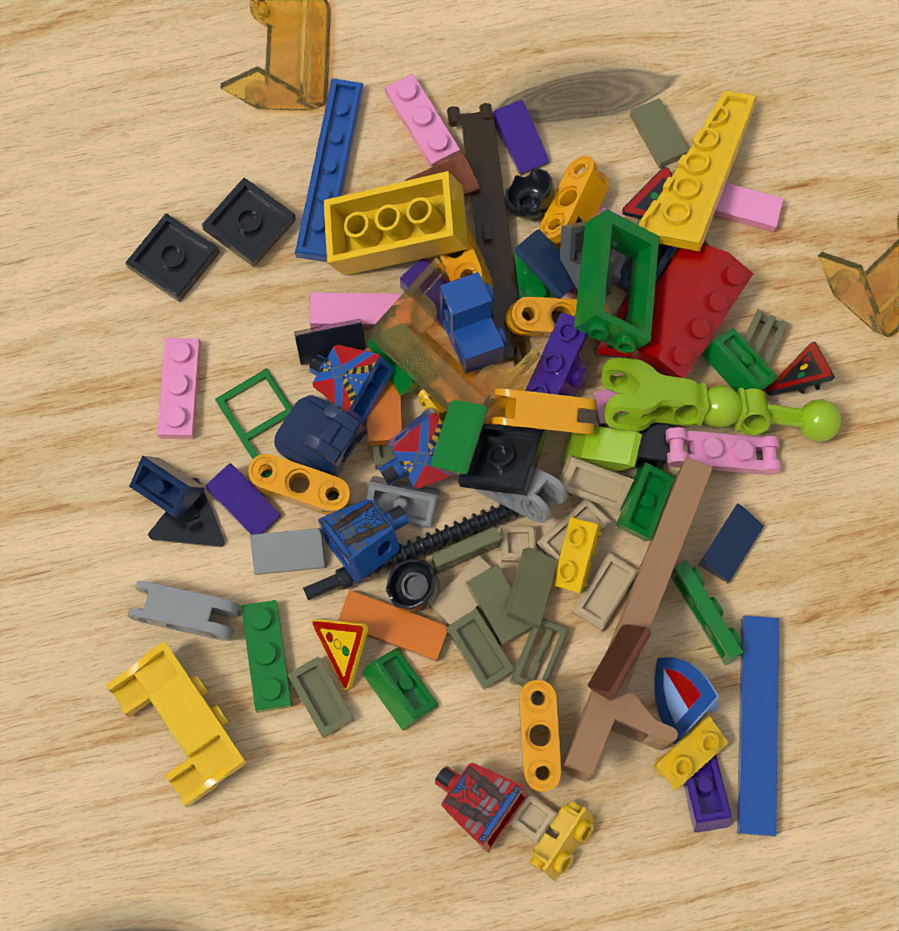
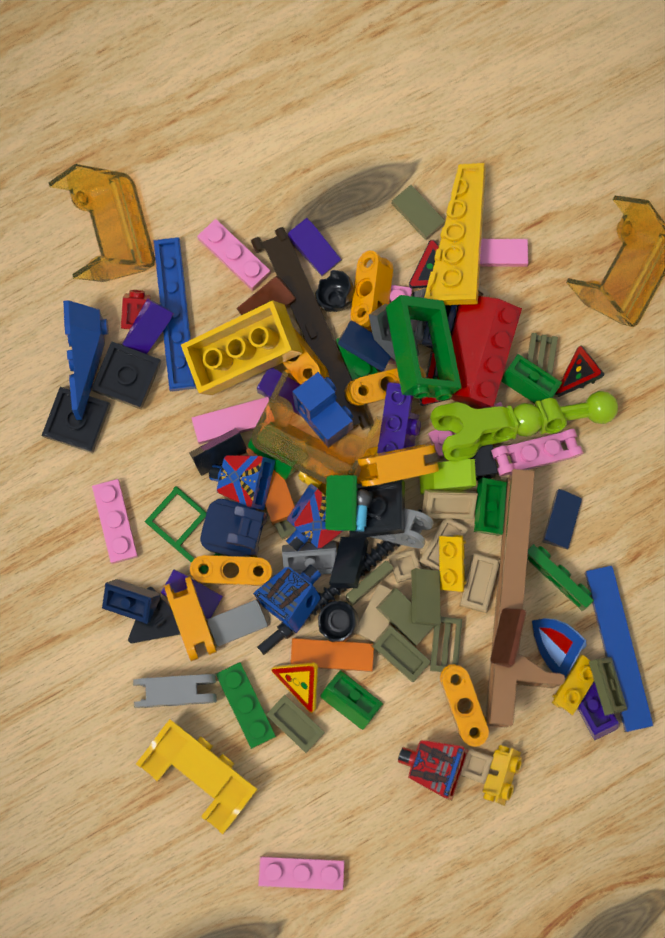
camera: 15 degrees left, 5 degrees up
(212, 171) = (86, 337): none -> blue wedge
(230, 528) = (190, 619): none -> light orange piece
(269, 887) = (301, 873): none -> bright pink plate
(283, 151) = (131, 306): none -> red bracket
(291, 172) = (147, 326): none -> dark purple slope
(448, 517) = (348, 562): none -> black tile
(486, 443) = (363, 501): none -> piece
(731, 766) = (608, 685): none -> olive tile

